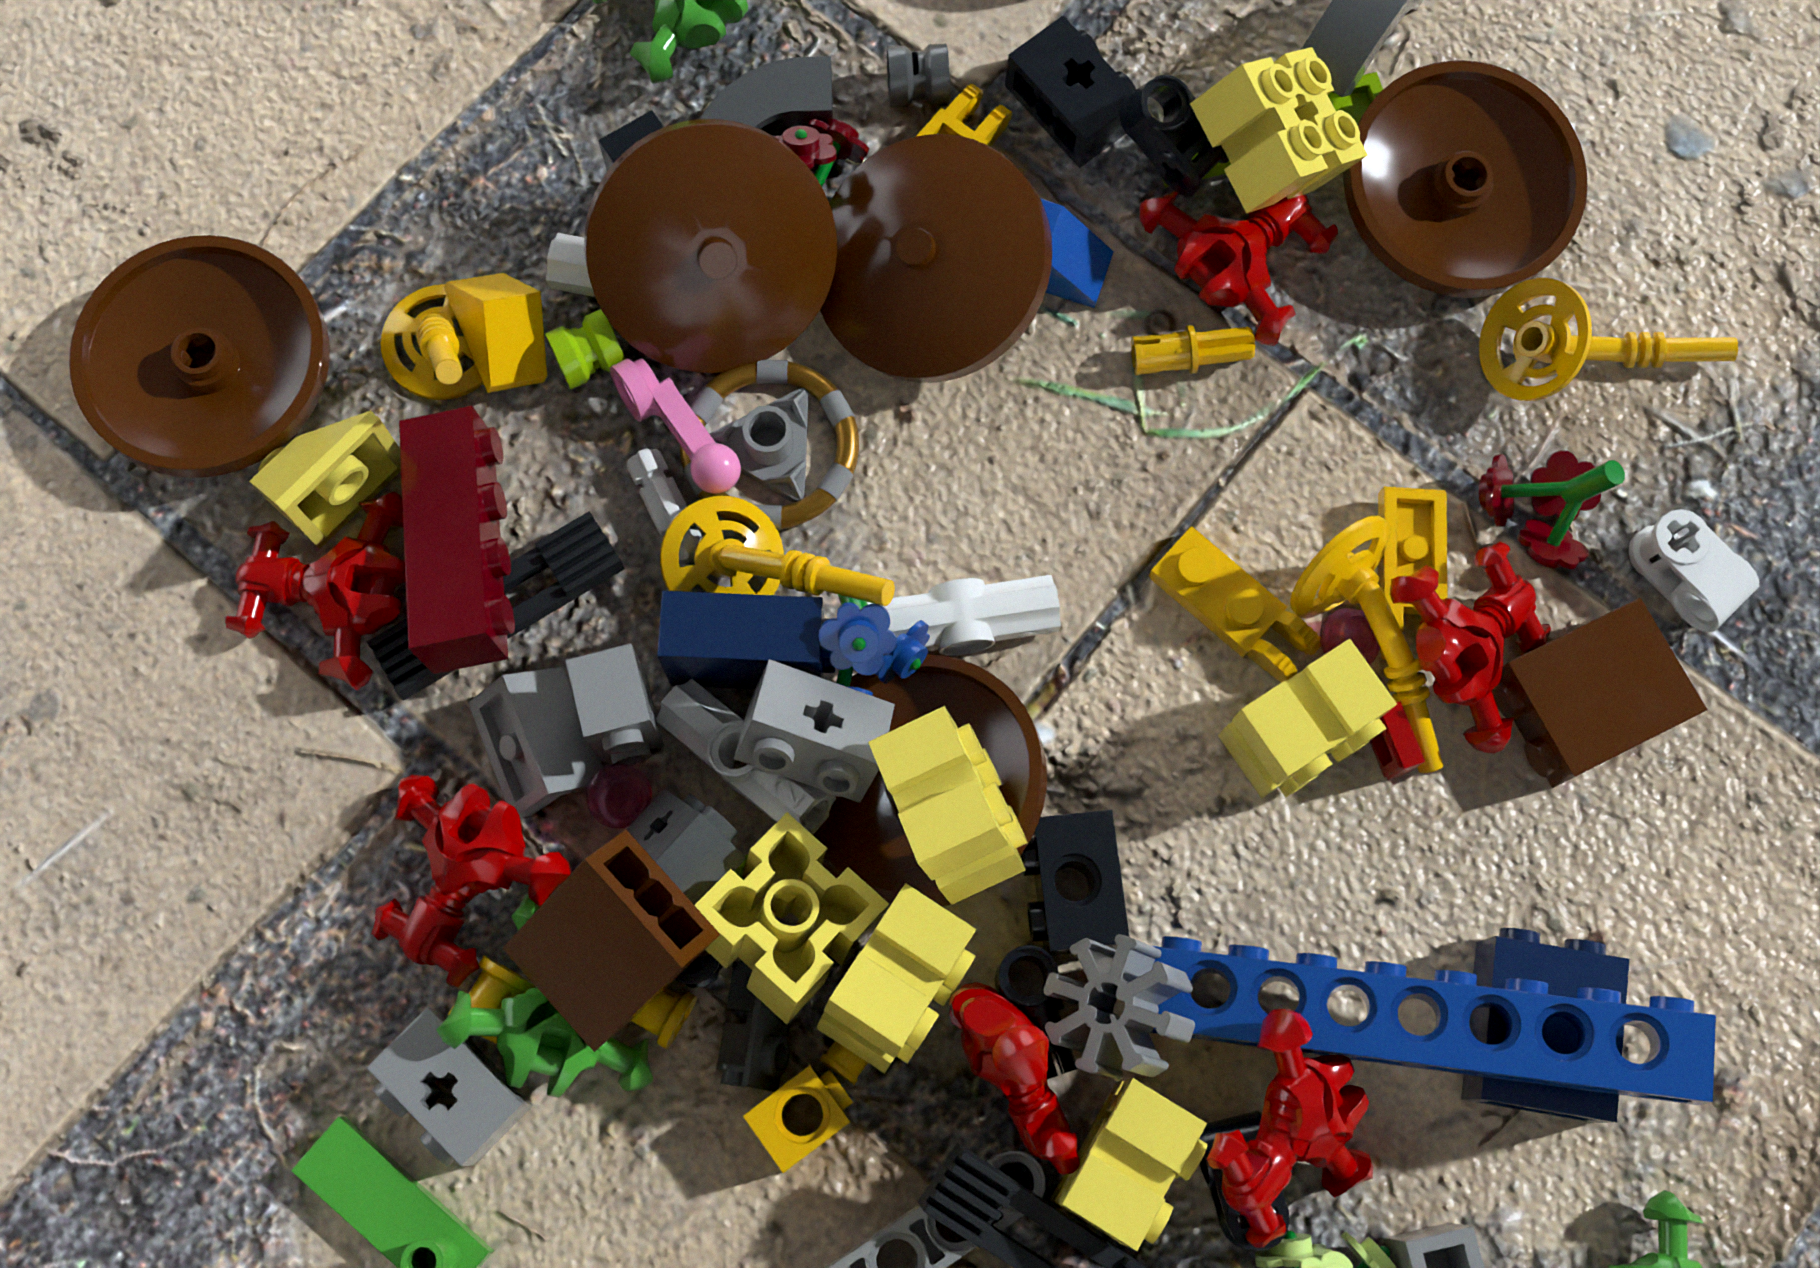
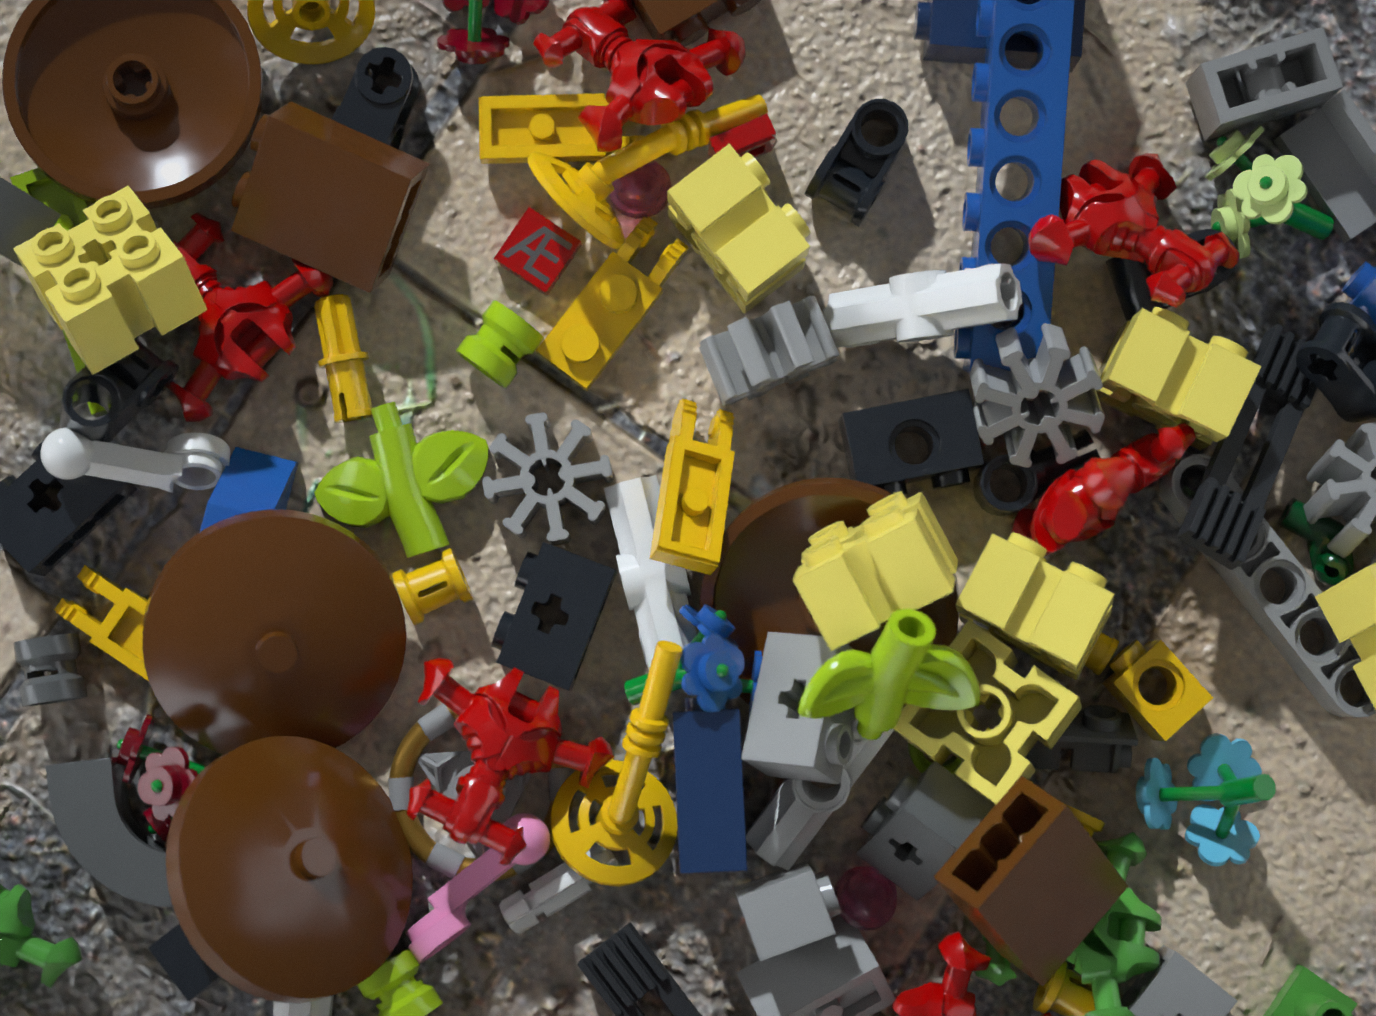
camera: 95 degrees left, 10 degrees up
(699, 1183) = (1220, 773): none -> medium azure plant
(814, 454) = (506, 739): none -> red piece
(835, 803) = (896, 672): none -> lime plant
(946, 547) = (583, 592): none -> black brick
(953, 395) = (422, 602): none -> yellow bush
(1039, 654) = (694, 492): none -> yellow hinge
(1044, 509) = (568, 473): none -> light grey gear
(1071, 397) = (404, 480): none -> lime plant
(1104, 203) = (188, 460): none -> white piece
(1180, 741) = (768, 350): none -> light grey gear
(1209, 501) = (499, 344): none -> lime wheel
(1219, 901) = (923, 305): none -> white piece
(1289, 538) = (537, 251): none -> red tile
(1351, 340) = (327, 195): none -> reddish brown brick
(1369, 856) = (856, 170): none -> black piece
(1426, 390) = (376, 113): none -> black piece

